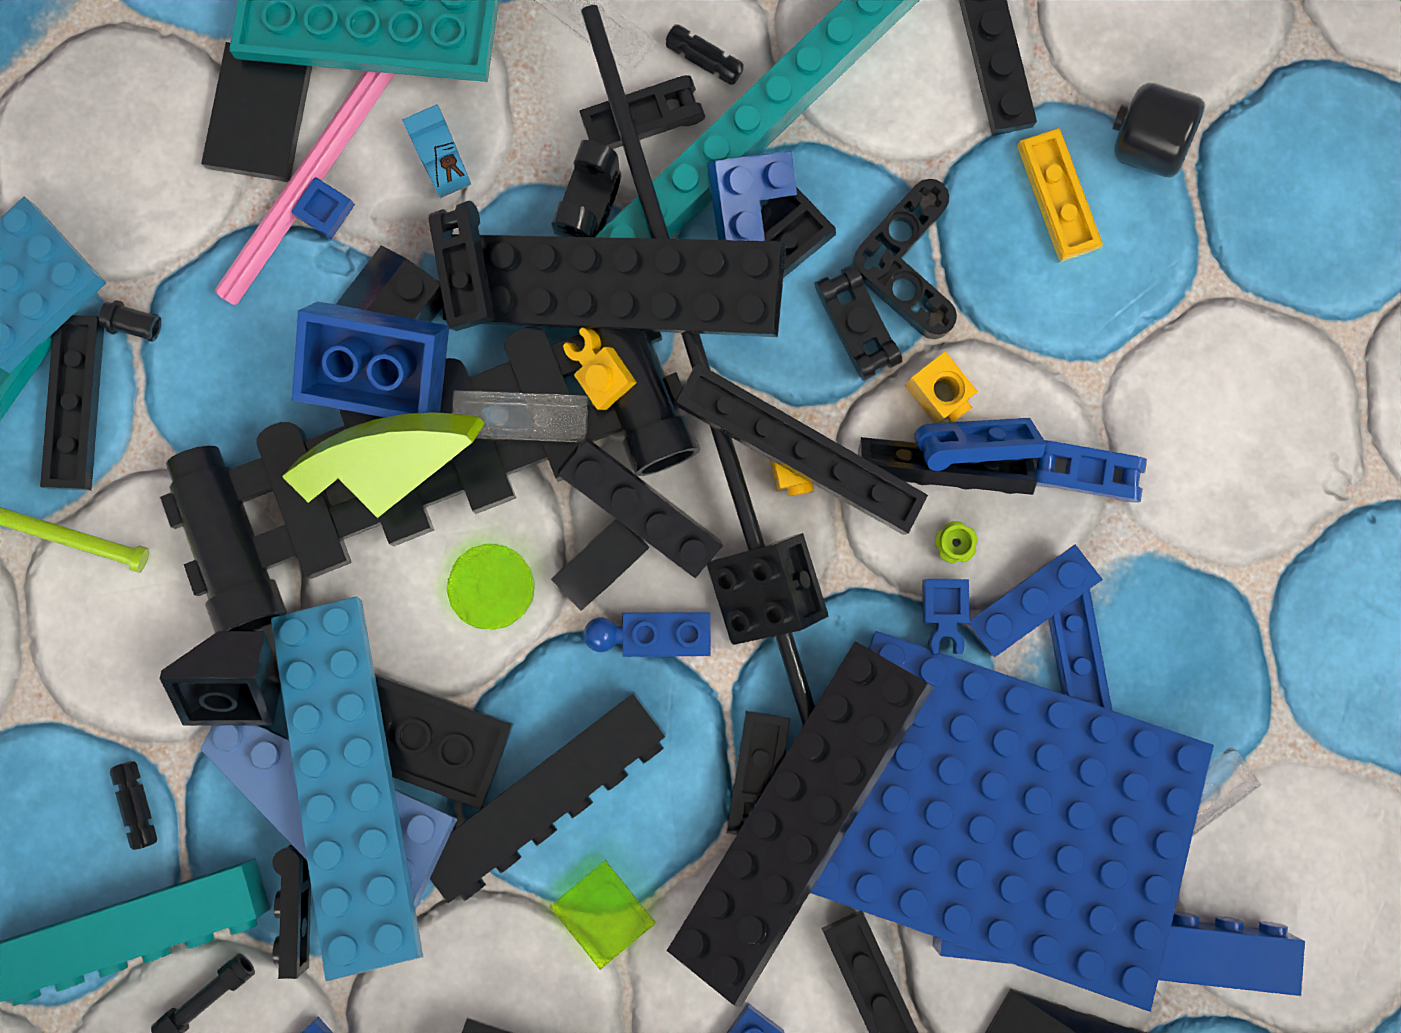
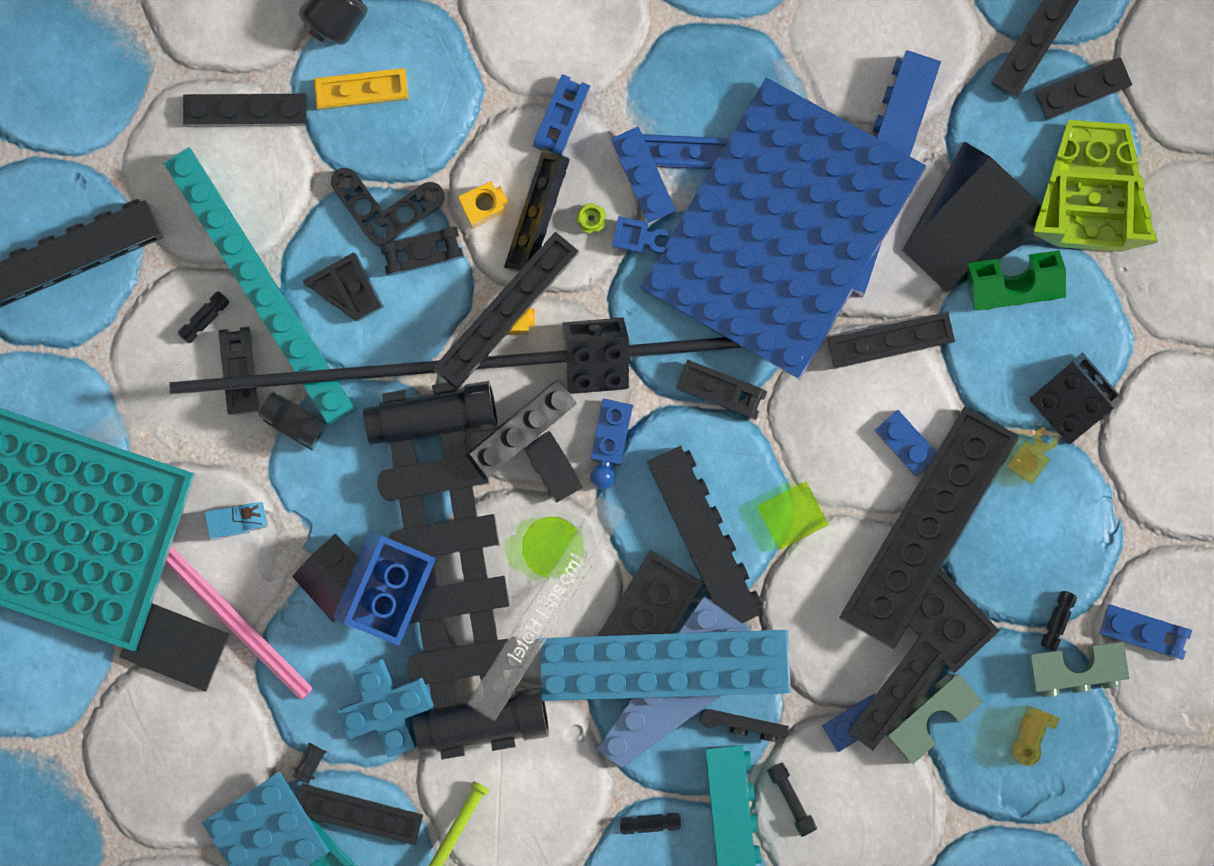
camera: 70 degrees left, 0 degrees up
(219, 405) = (385, 708): none -> dark azure plate
(225, 681) = (580, 733): black slope -> none
(323, 208) = (257, 610): blue plate -> none
(384, 456) = (451, 590): slope -> none
(392, 595) = (546, 608): none -> clear tile
(461, 266) = (326, 516): black plate -> none
(526, 415) = (440, 497): clear tile -> none
(603, 372) = (423, 434): yellow plate -> none
(636, 283) = (363, 415): black plate -> none
(741, 184) = (315, 314): plate -> none
(798, 822) = (754, 366): black plate -> none
(979, 441) = (525, 187): blue plate -> none

